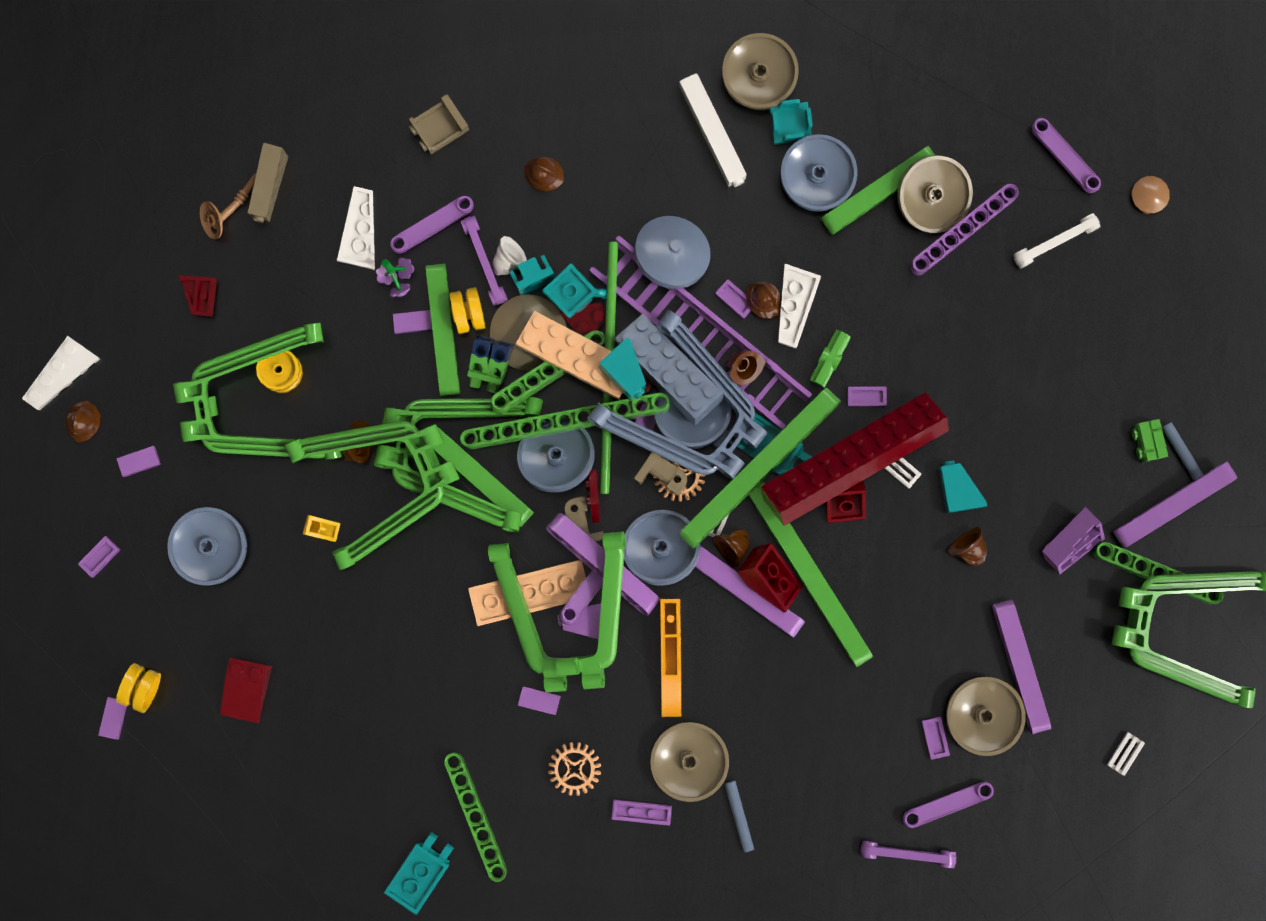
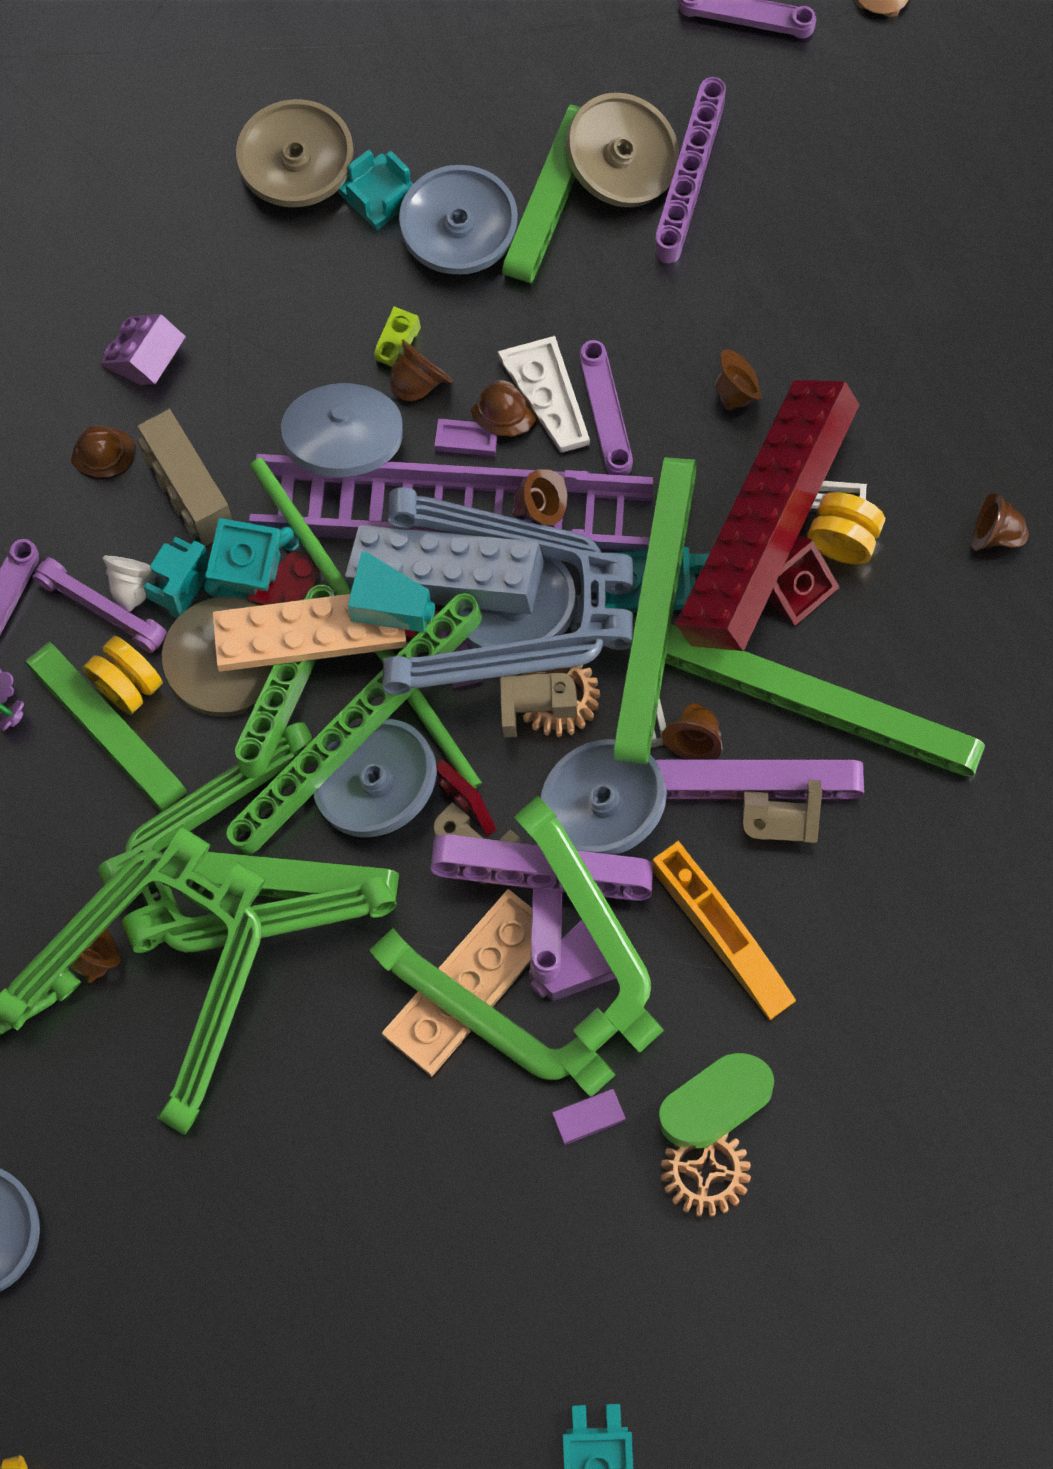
camera: 30 degrees left, 15 degrees down
(245, 689) = (163, 1395): dark red slope -> none
(321, 528) = (119, 1096): yellow slope -> none
(412, 322) = (57, 746): medium lavender tile -> none
(475, 827) = (627, 1351): bright green beam -> none
(489, 362) = (200, 733): hips -> none
(573, 222) = (182, 476): none -> dark tan piece
(602, 129) = (143, 348): none -> medium lavender slope
(604, 739) = (716, 1100): none -> bright green tile
(641, 812) = (840, 1167): medium lavender tile -> none
(689, 761) = (853, 1048): dark tan dish -> none
(713, 130) = (286, 259): white brick -> none
(734, 246) = (415, 375): none -> reddish brown piece
(738, 218) = (396, 329): none -> lime leg
(739, 816) = (974, 1076): sand blue piece -> none
(742, 622) = (783, 819): none -> dark tan piece
(770, 576) = (773, 734): dark red slope -> none
(818, 335) = (606, 408): none -> medium lavender piece
(830, 358) = (642, 425): bright green piece -> none
(866, 396) = (724, 440): medium lavender tile -> none
(889, 493) = (846, 527): none -> yellow wheel
(898, 369) = (736, 381): none -> reddish brown piece
(958, 489) = (928, 468): teal slope -> none
(1088, 224) = (790, 152): white piece -> none

